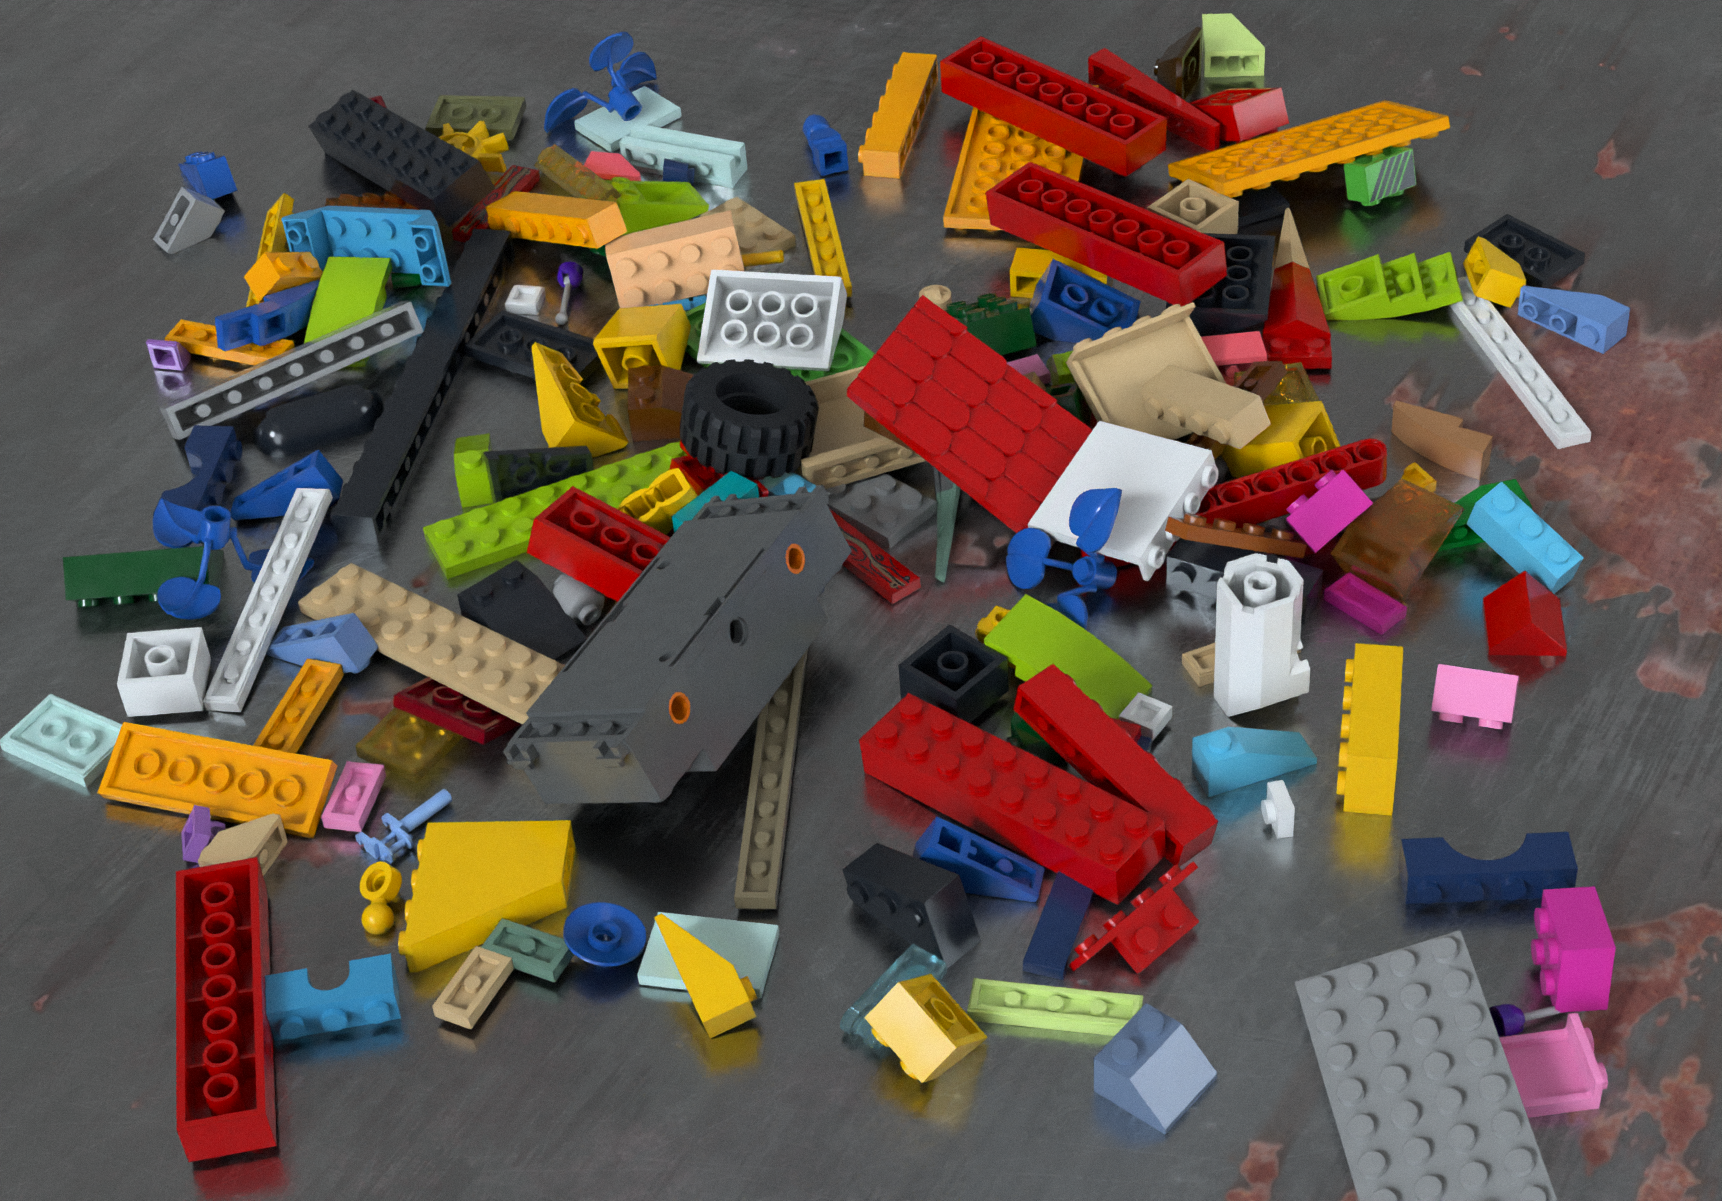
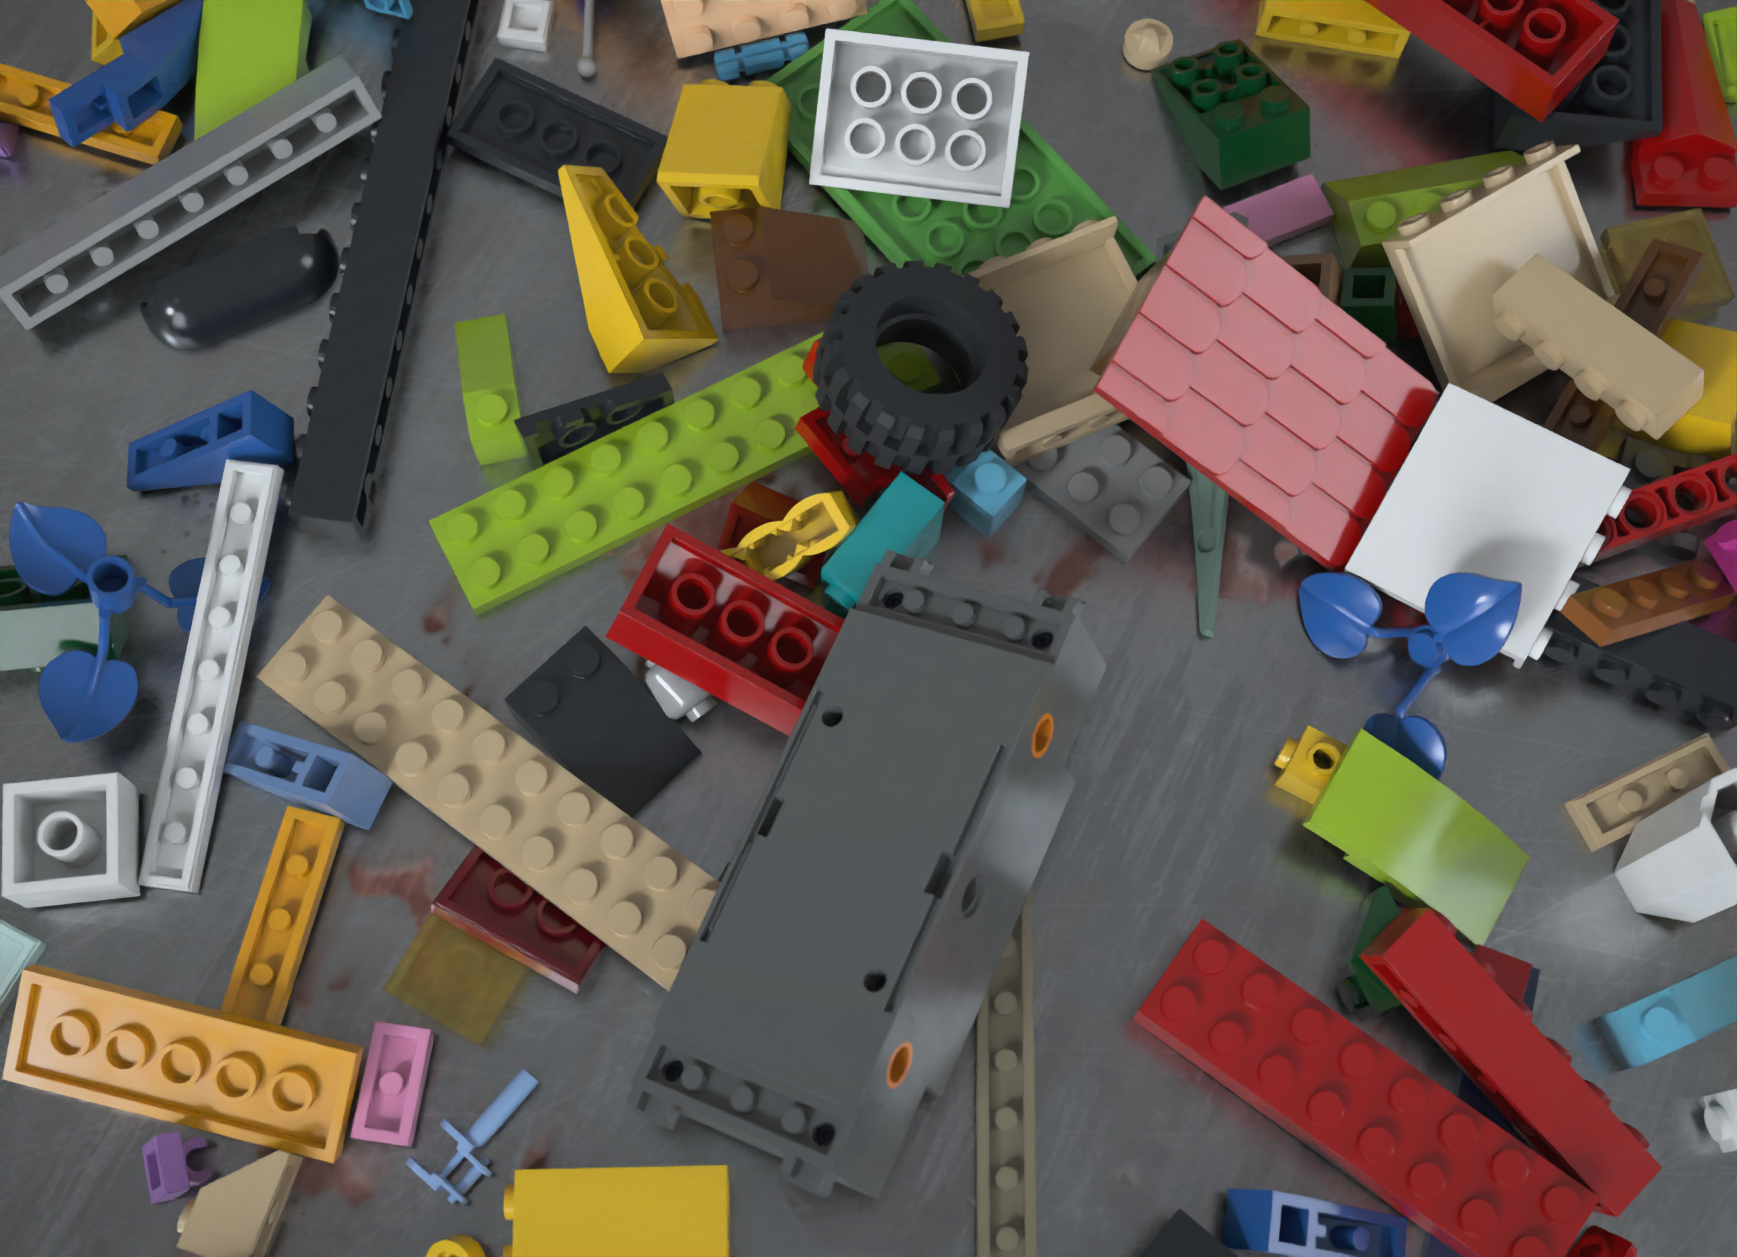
camera: 10 degrees left, 30 degrees up
(212, 457) = (86, 359): dark blue arch -> none
(876, 566) = (1077, 572): red tile -> none
(955, 674) = (1257, 866): black brick -> none
(1078, 307) = (1371, 81): blue slope -> none
(1148, 713) = (1529, 928): white plate -> none
(1235, 352) = (1613, 189): coral brick -> none

